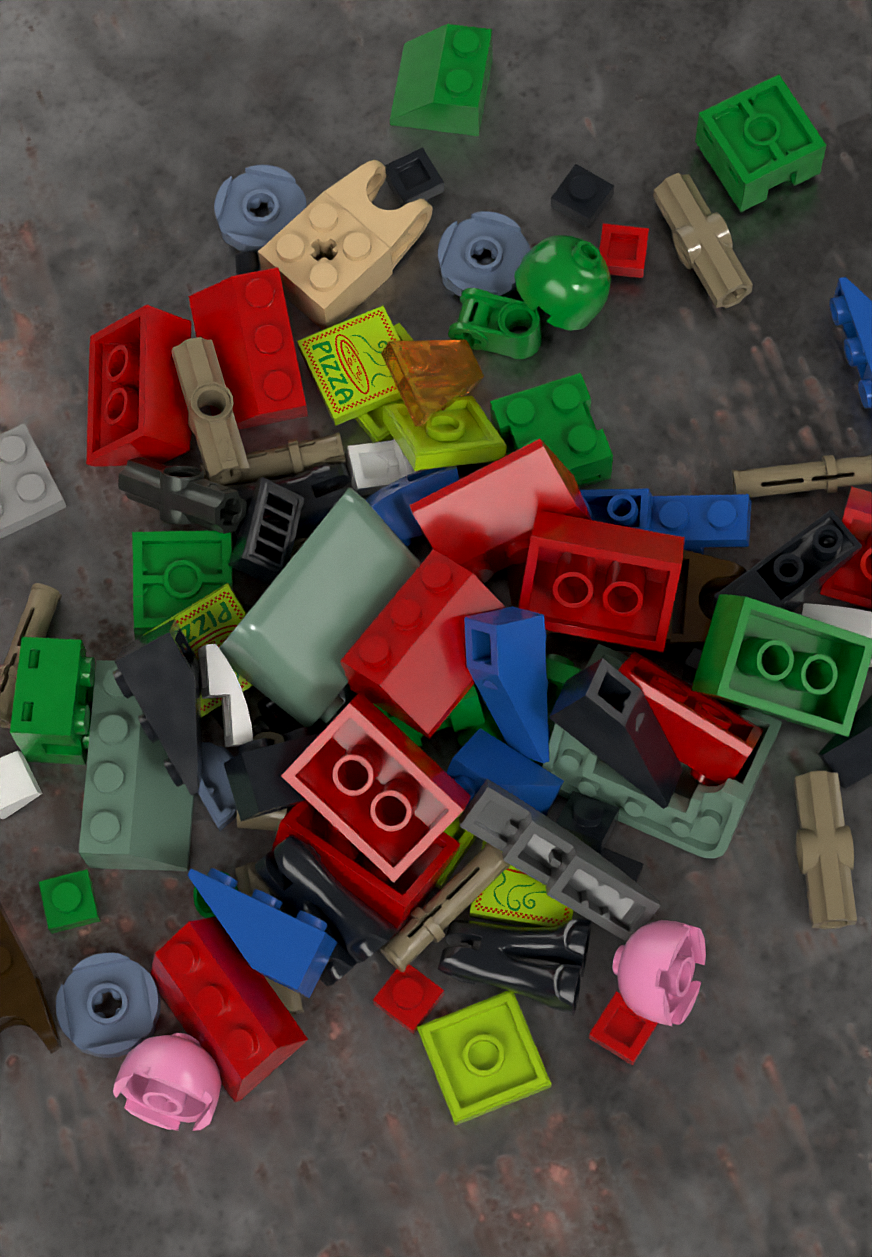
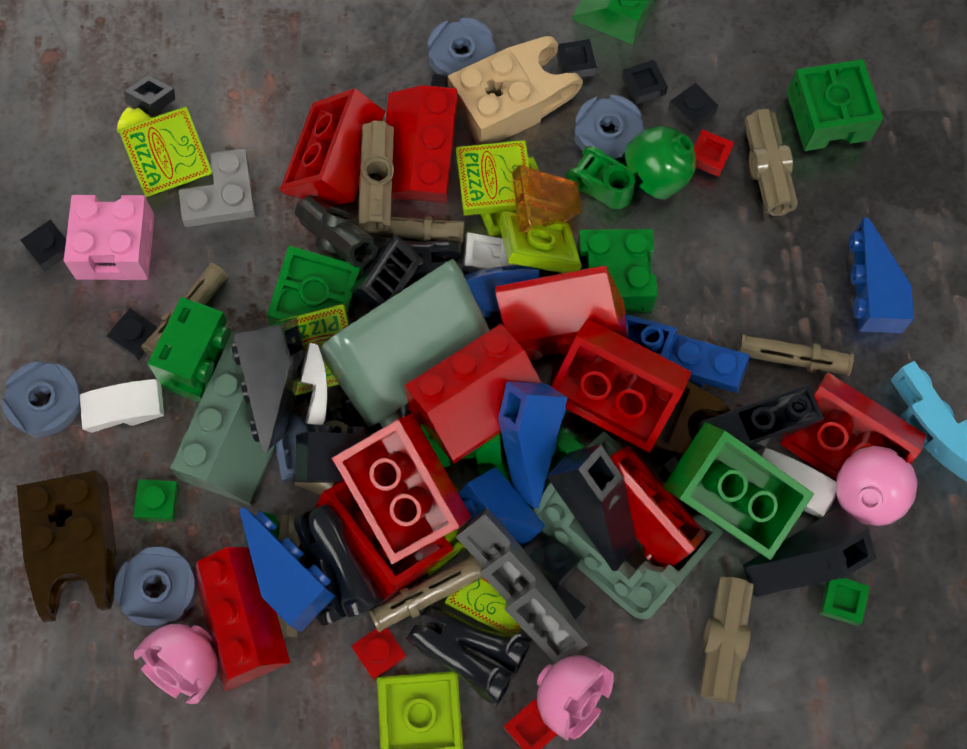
camera: 10 degrees right, 0 degrees up
(510, 182) = (644, 82): none -> black plate

